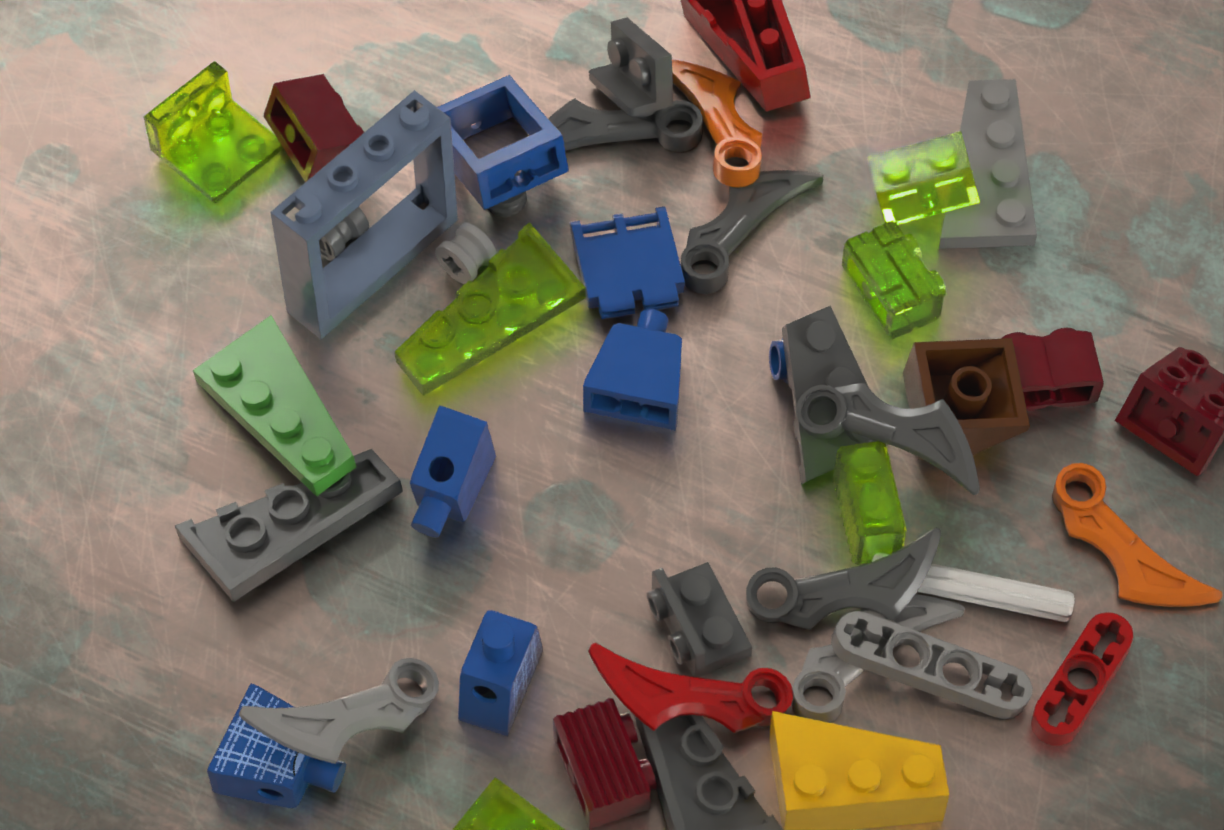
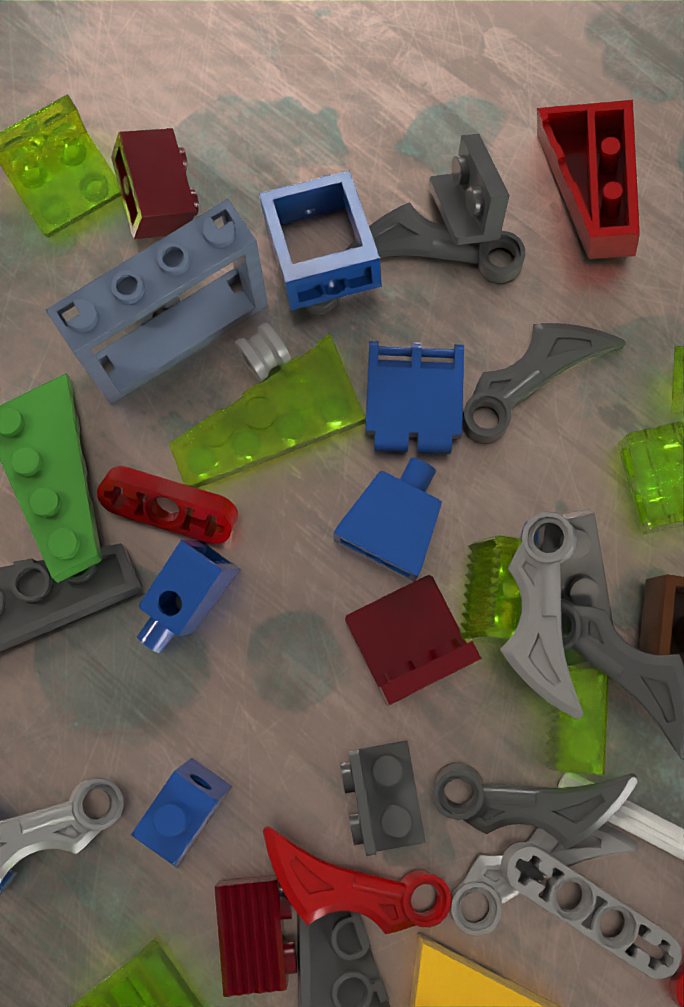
camera: 15 degrees right, 20 degrees up
(371, 394) = (138, 483): none -> red beam
(688, 474) = (410, 639): none -> dark red bracket
(714, 97) = (541, 231): orange piece -> none
(759, 403) = (492, 592): none -> clear neon green brick
(807, 424) = (537, 643): none -> light grey piece

